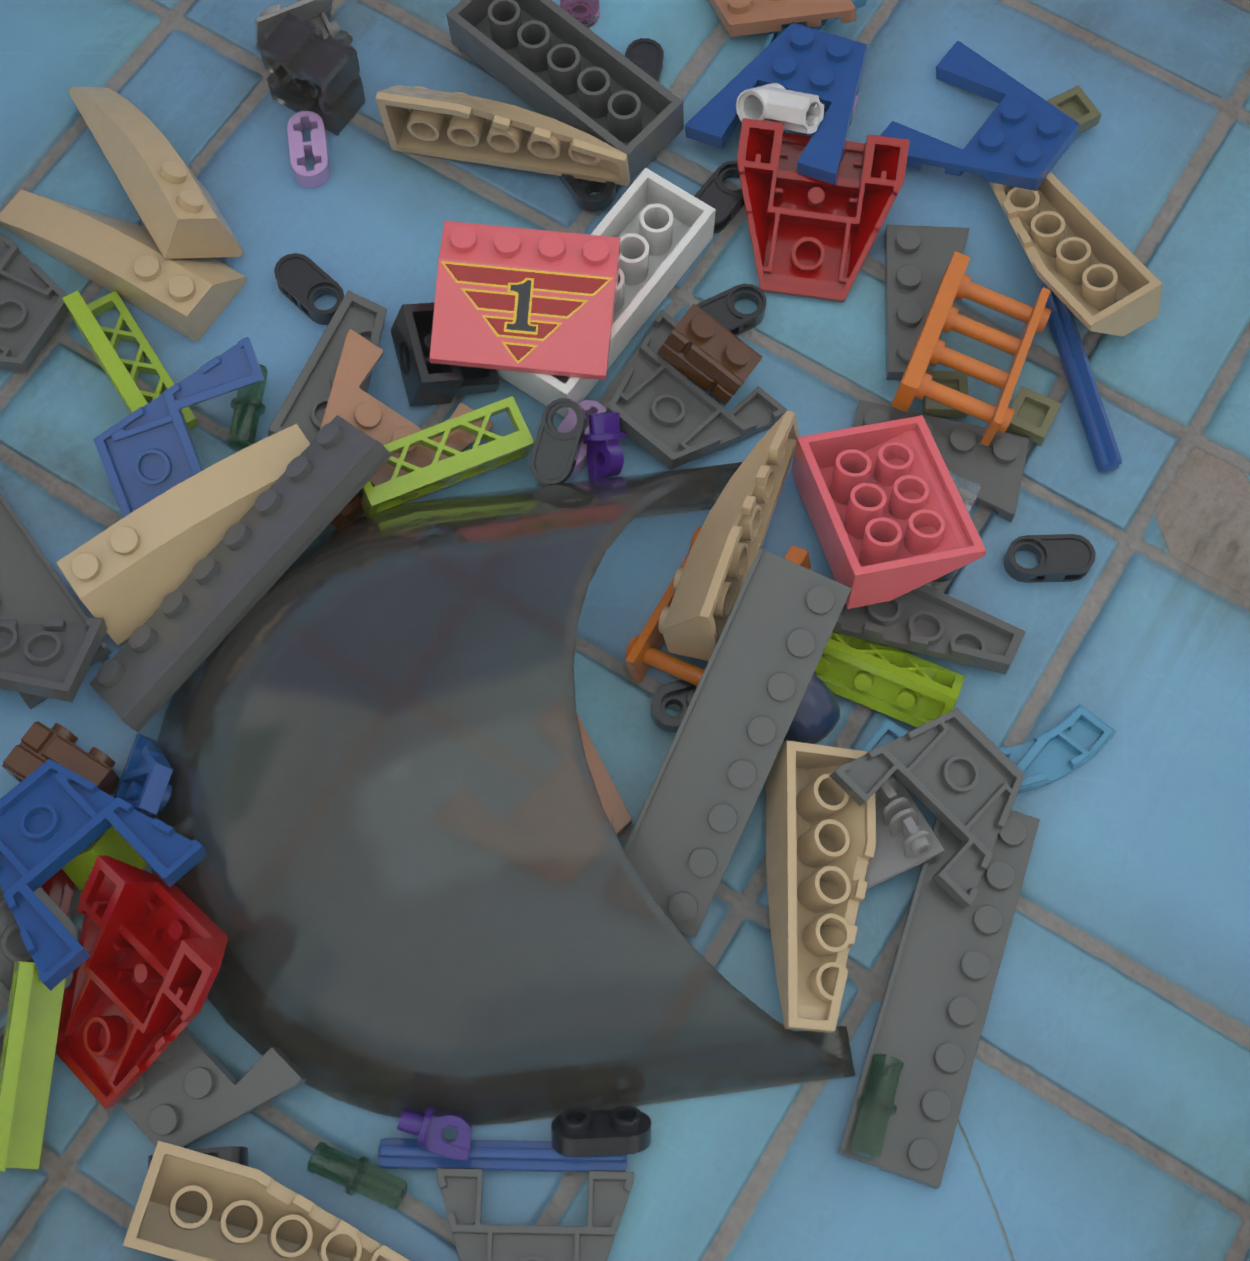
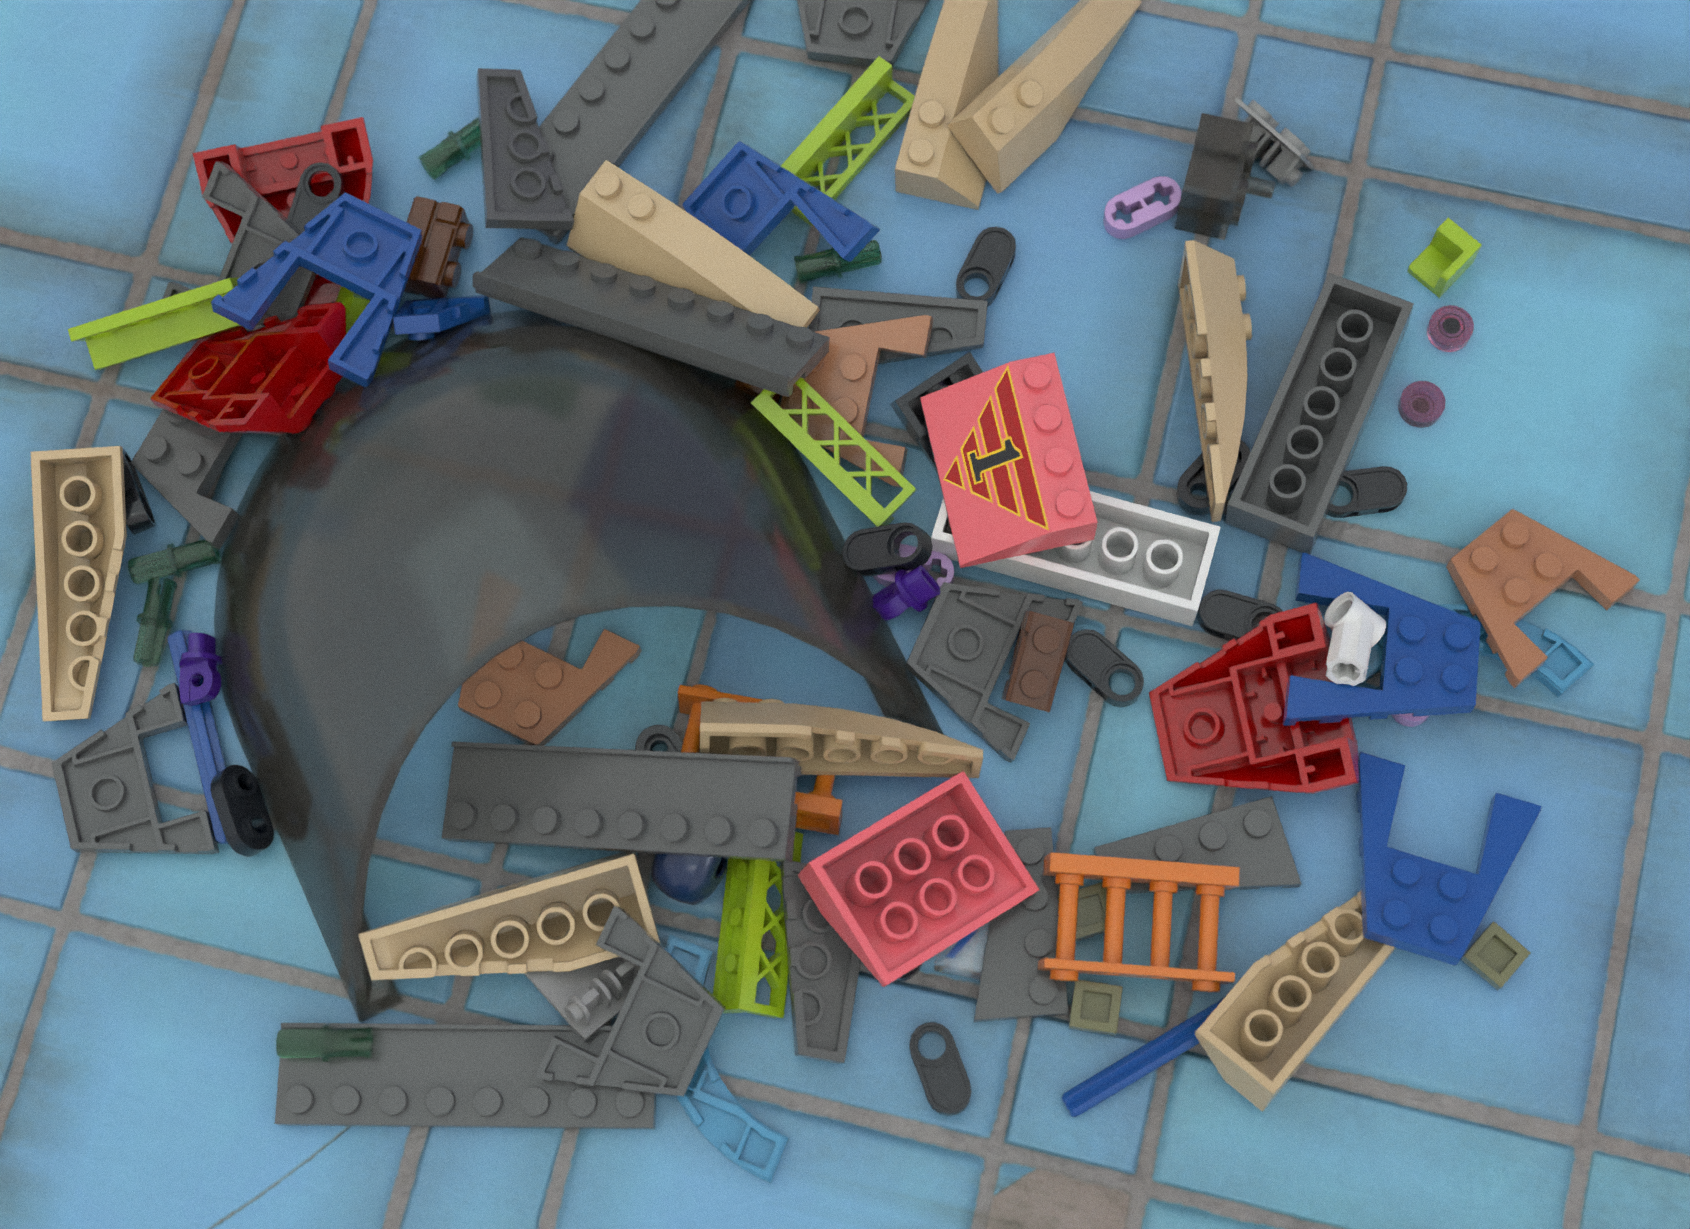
camera: 80 degrees right, 5 degrees up
(296, 1137) = (173, 561): none -> clear green axle

